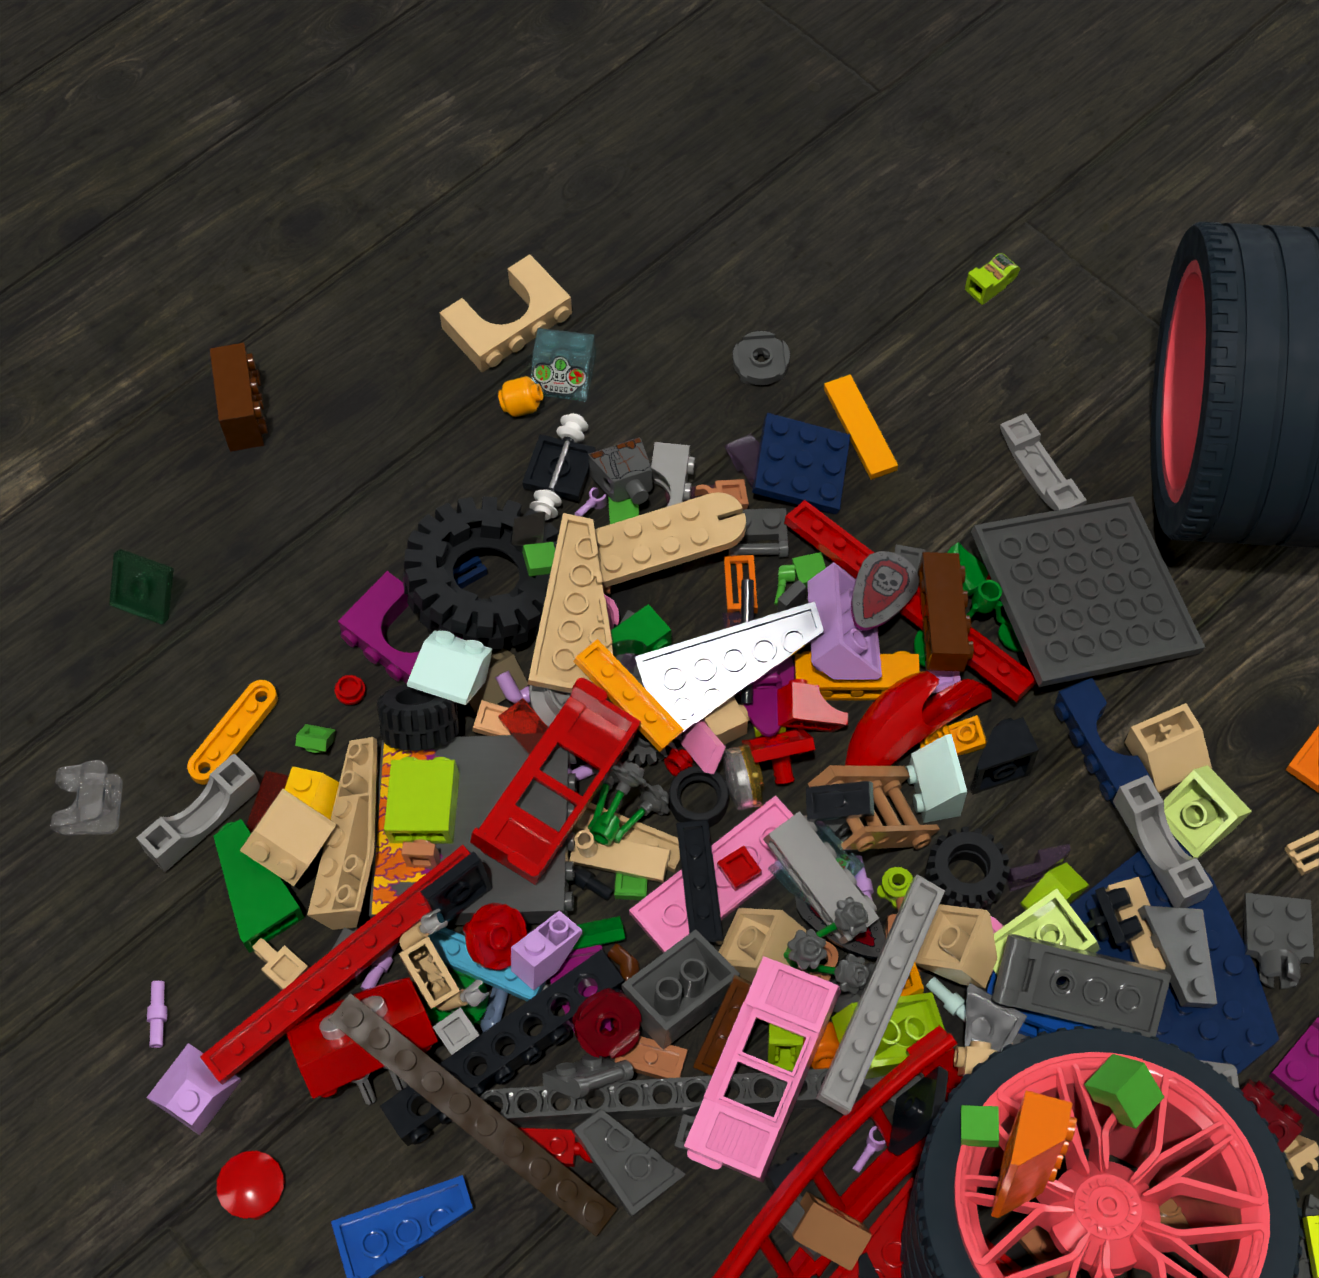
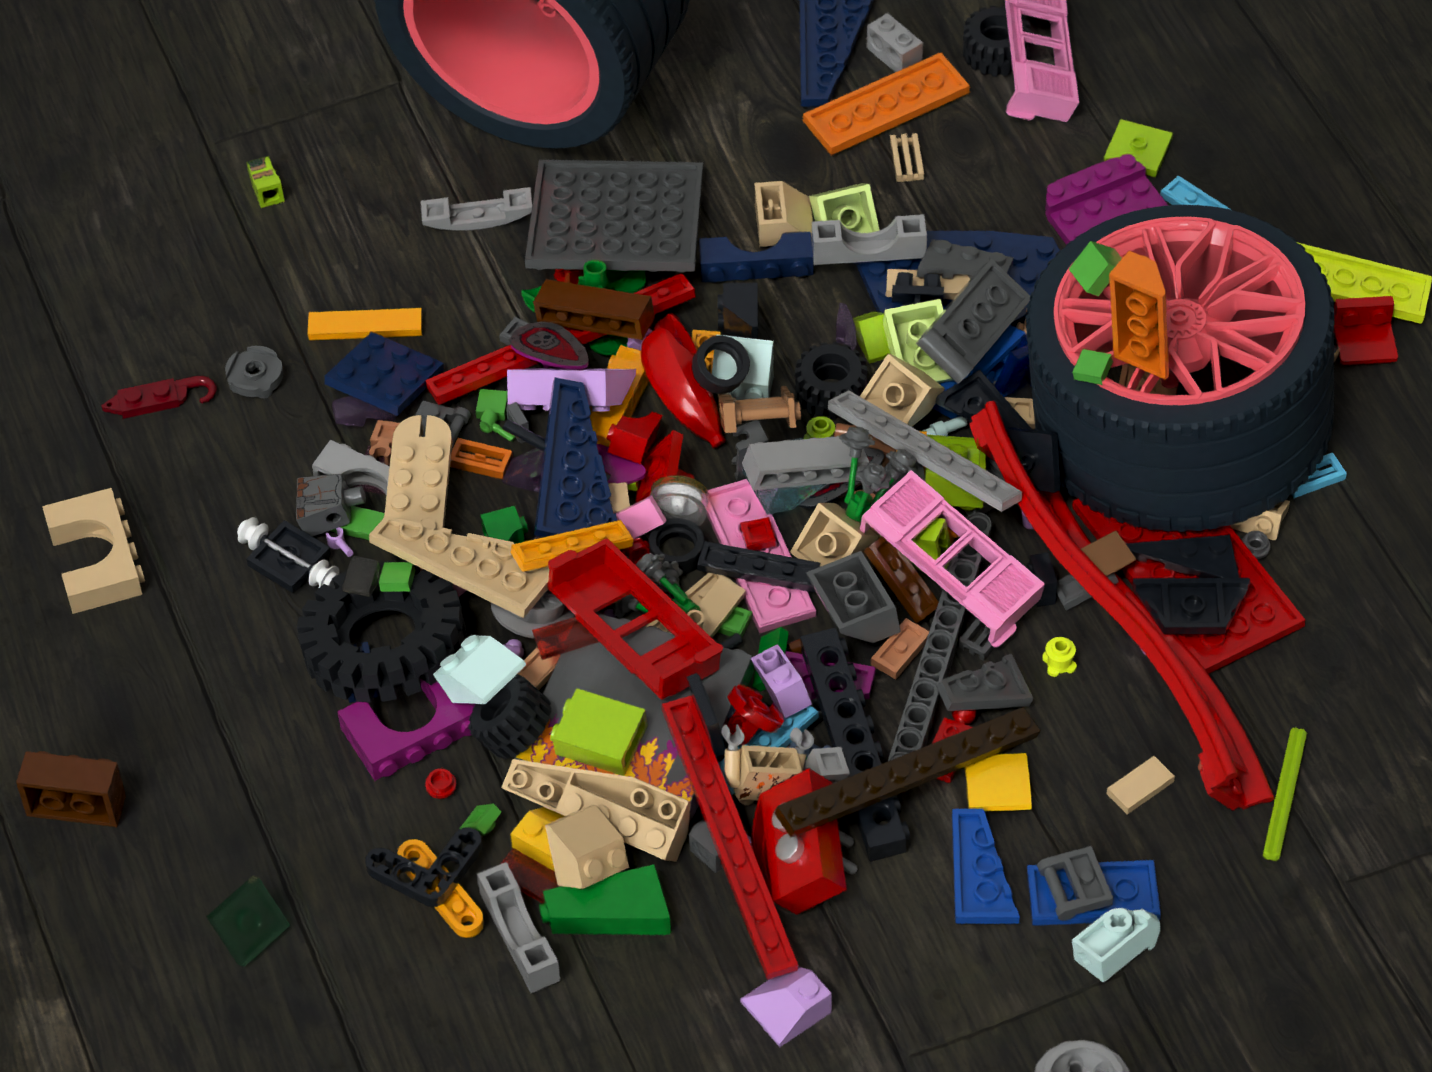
camera: 70 degrees left, 10 degrees down
(96, 803) = (459, 1012): clear piece -> none
(157, 1014) = (702, 1016): lavender bar -> none
(230, 712) = (426, 878): none -> black beam
(250, 1185) = (895, 978): red dish -> none
(281, 966) = (698, 901): tan plate -> none
(420, 854) = (652, 744): nougat plate -> none
(514, 1215) = (999, 783): none -> yellow slope
(520, 396) = (195, 562): light orange head -> none
(563, 363) = (177, 521): clear light blue slope -> none
(585, 1075) = (900, 690): dark grey plate -> none
(599, 1007) = (857, 647): dark red plate -> none
(700, 1237) = (1059, 656): none -> neon yellow brick
(703, 295) = (156, 396): none -> dark red plate
(840, 801) = (757, 408): black plate -> none
(889, 742) = (733, 348): none -> black tyre
(968, 1057) = (1008, 408): tan plate -> none
(1278, 936) = (970, 208): dark grey plate -> none

